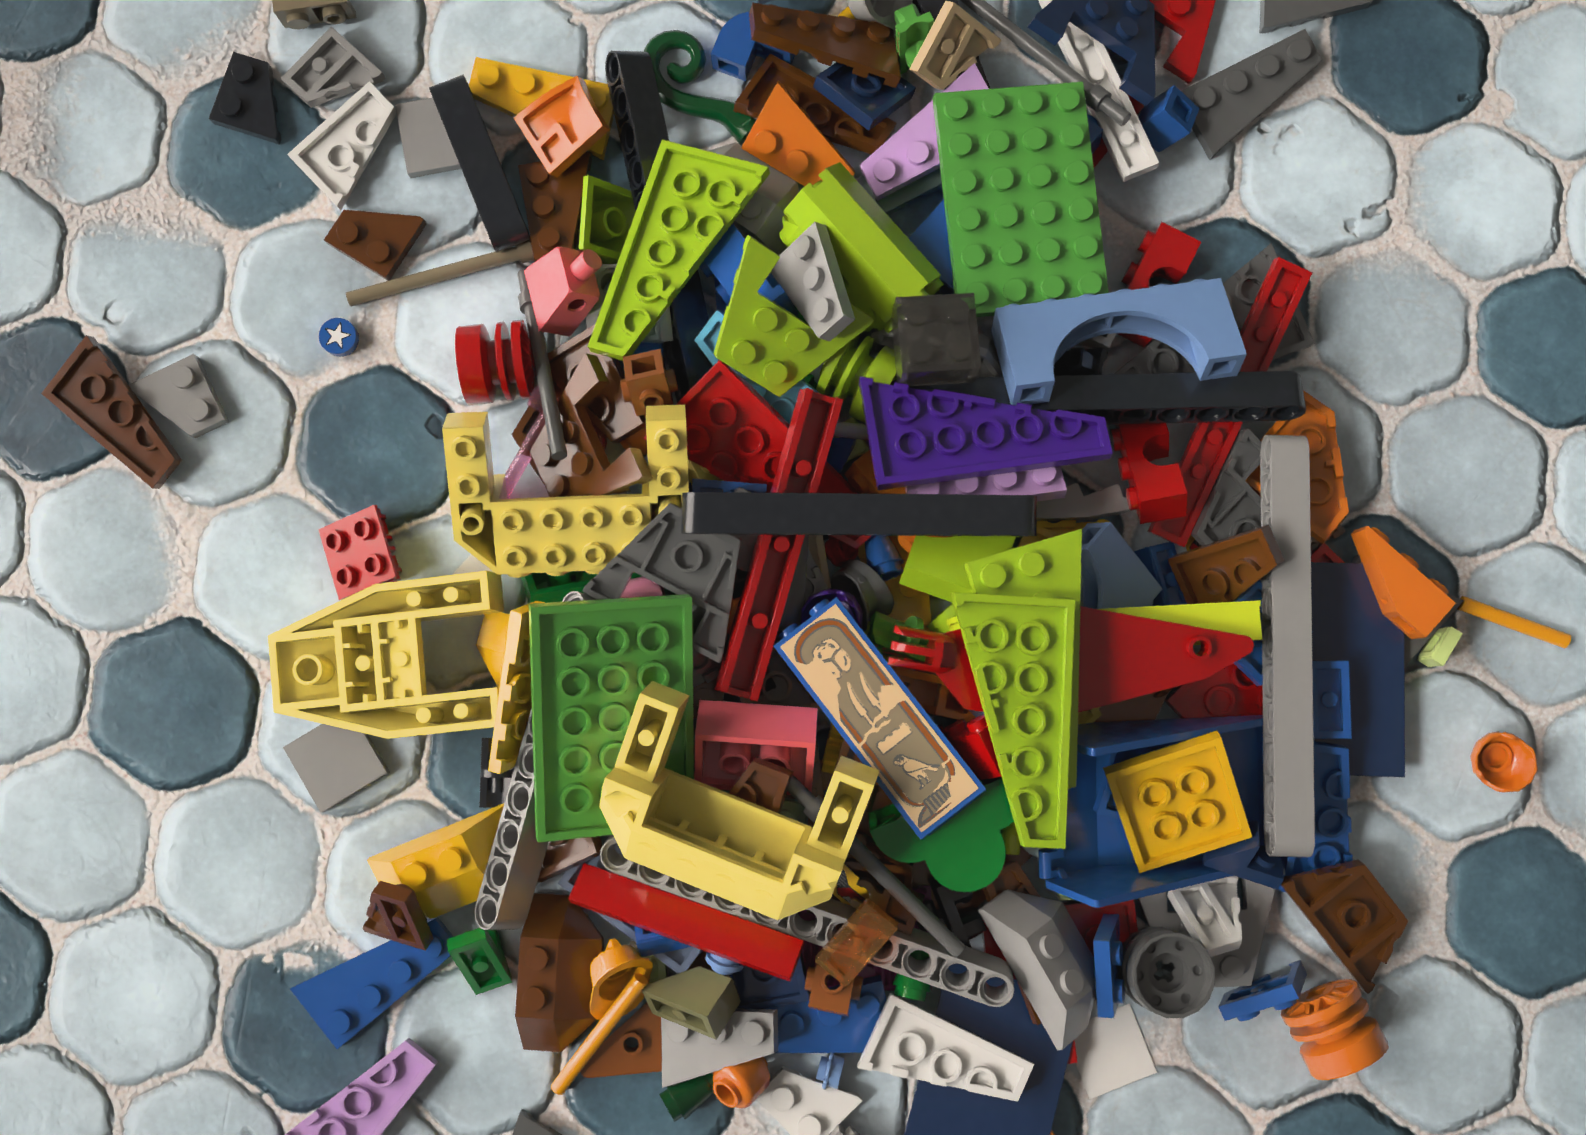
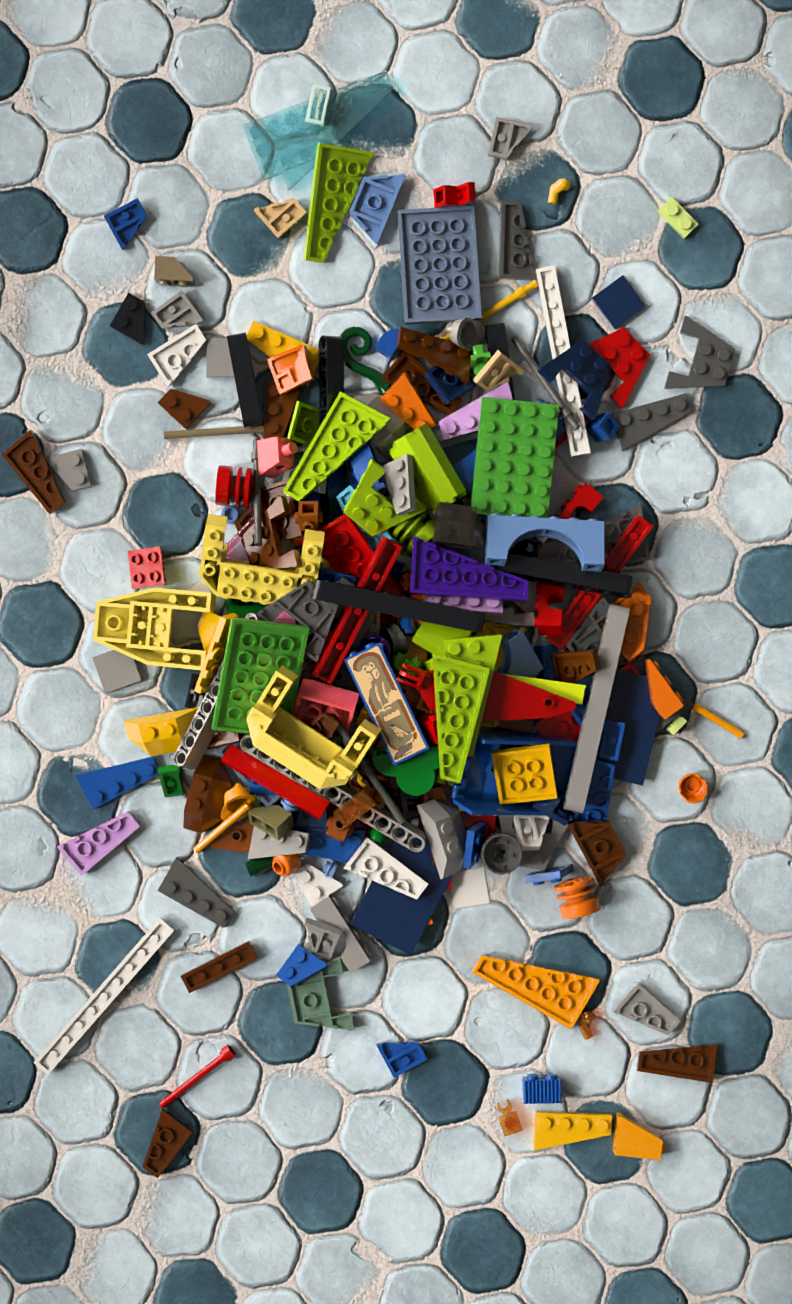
camera: 15 degrees right, 5 degrees up
(338, 337) = (155, 454): blue tile -> none
(397, 916) = (135, 751): reddish brown wing -> none
(502, 419) = (232, 513): none -> medium blue plate

